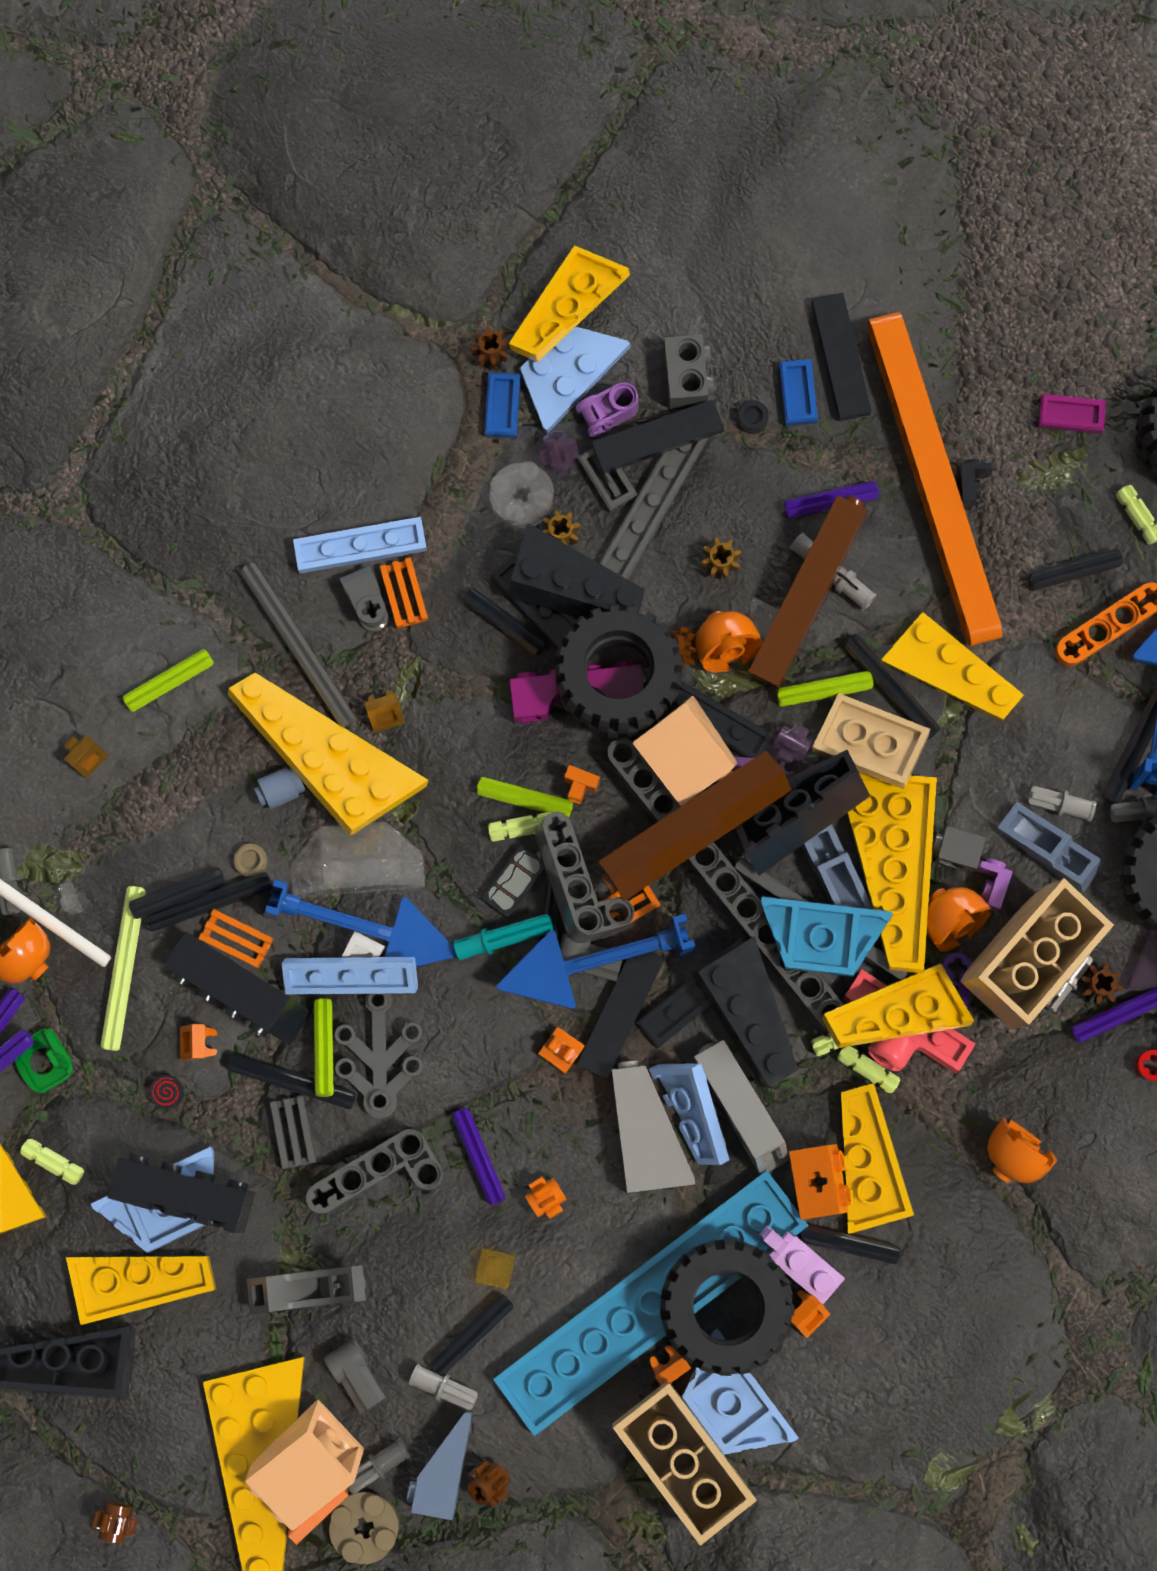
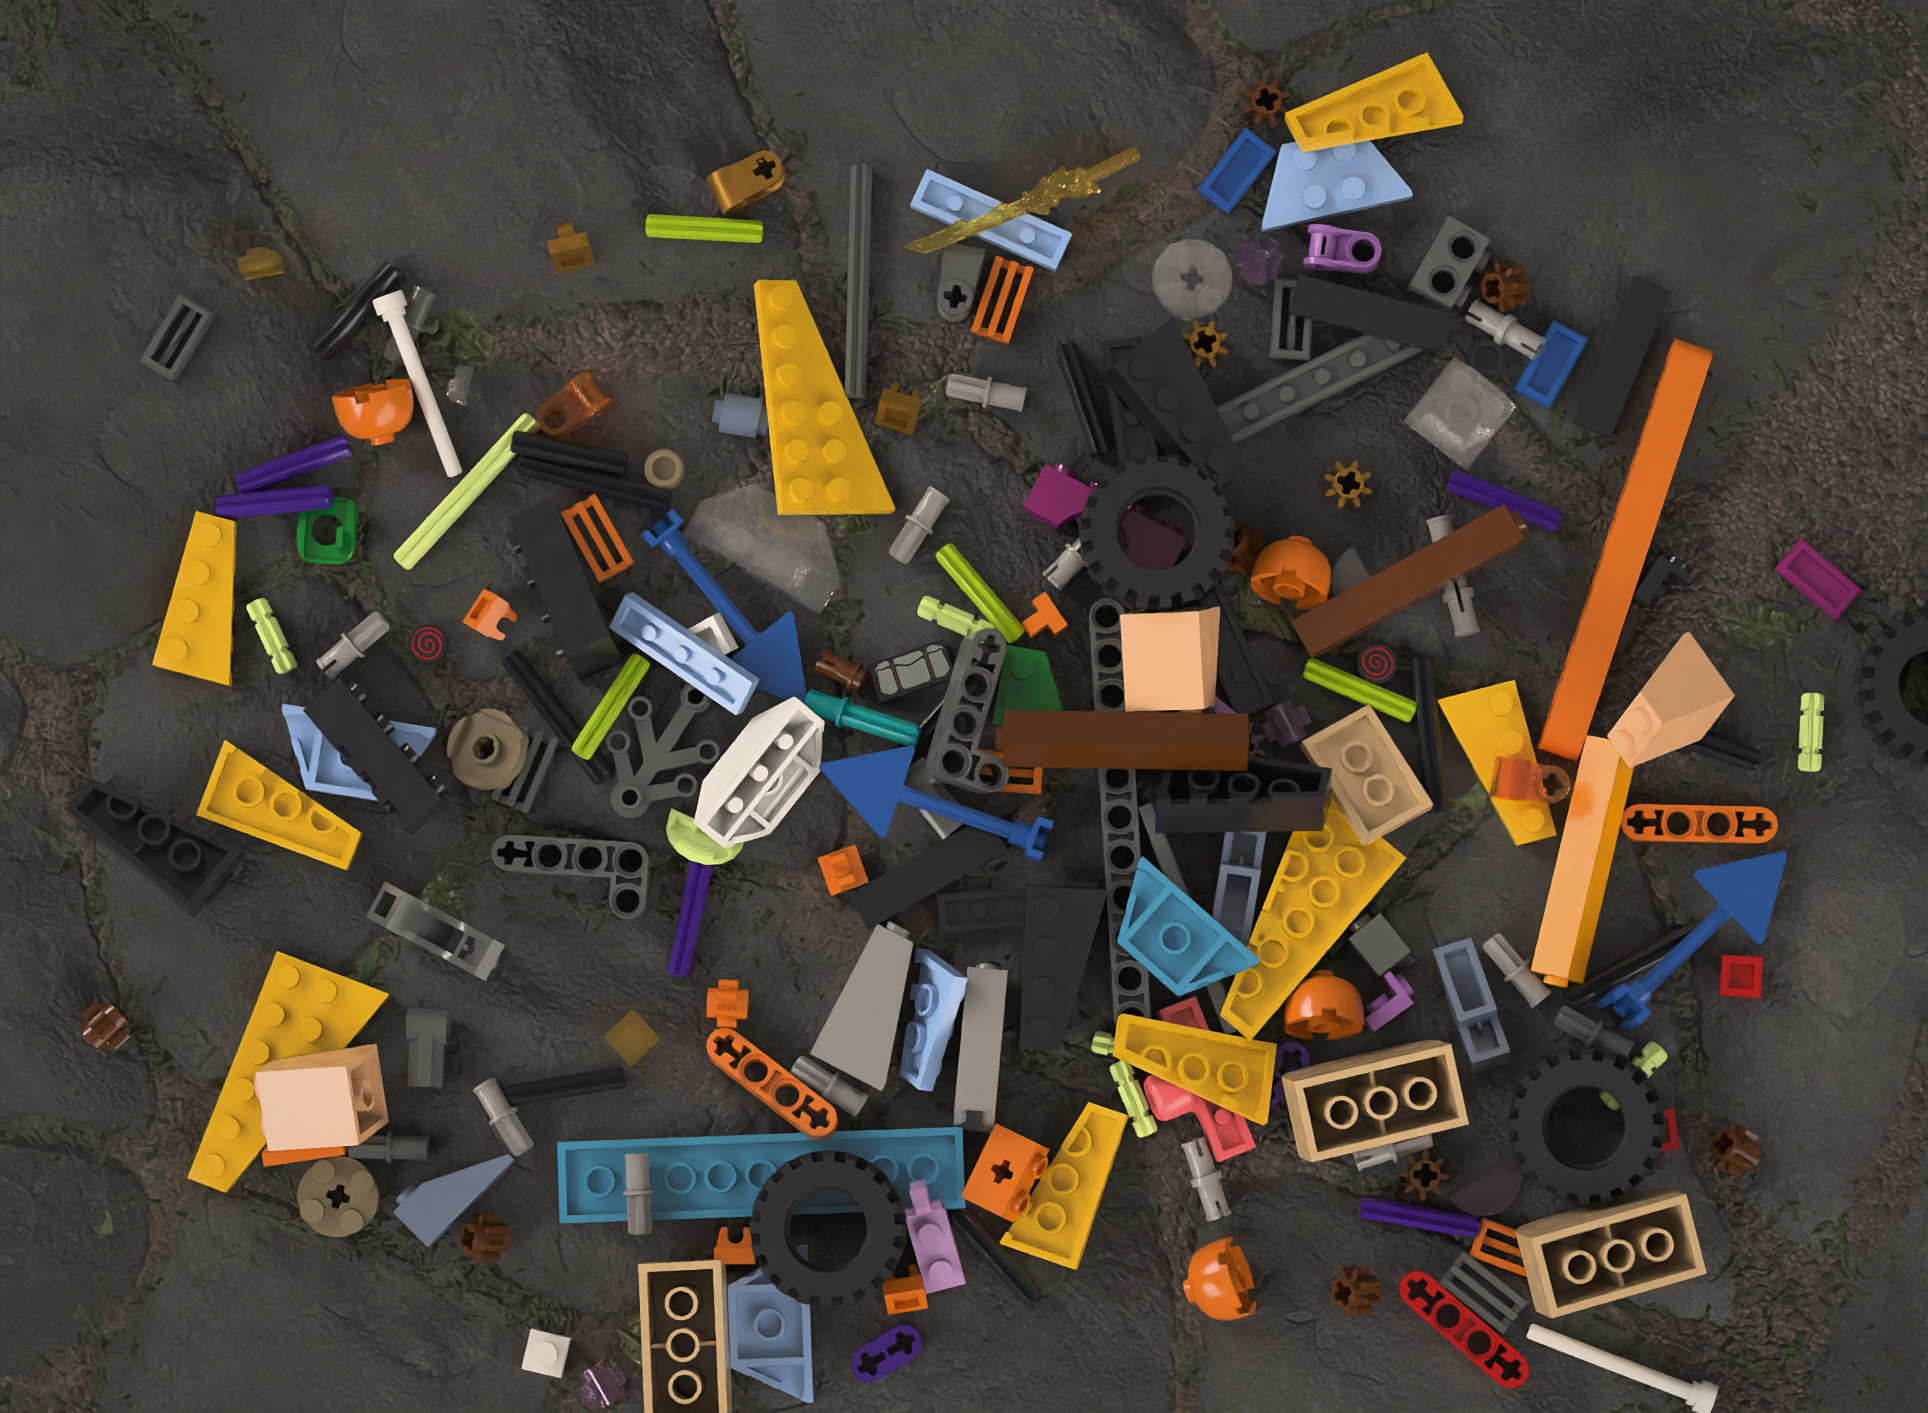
camera: 35 degrees right, 5 degrees up
(114, 1127) = (354, 644): none -> light grey axle
(160, 854) = (575, 405): none -> clear orange piece
(172, 632) = (742, 183): none -> pearl gold piece
(275, 1139) = (508, 755): none -> dark tan plate
(383, 509) = (1039, 200): none -> clear yellow sword
(435, 660) = (985, 392): none -> light grey axle
(449, 1097) = (696, 844): none -> yellowish green tile
(451, 780) = (918, 525): none -> light grey axle
(460, 1022) = (761, 774): none -> white wedge
(466, 913) = (842, 670): none -> reddish brown pin
(570, 738) = (1065, 566): none -> light grey axle
(576, 1376) = (638, 1193): none -> light grey axle
(587, 1536) = (546, 1353): none -> white plate
(598, 837) = (1025, 683): none -> green wing
(614, 1238) = (774, 1081): none -> orange beam
(642, 1532) = (601, 1385): none -> gear
(655, 1206) = (829, 1085): none -> light grey axle
(733, 359) = (1505, 285): none -> reddish brown gear
(753, 388) = (1505, 329): none -> light grey pin
(761, 462) = (1460, 412): none -> clear slope
(823, 663) = (1376, 664): none -> black tile
(832, 1369) = (881, 1344): none -> dark purple beam
(957, 1089) = (1206, 1178): none -> light grey pin
(978, 671) = (1520, 781): none -> clear orange piece
(1041, 552) = (1672, 706): none -> light nougat slope
(1055, 699) = (1582, 864): none -> light orange brick
(1113, 1095) = (1356, 1291): none -> reddish brown gear

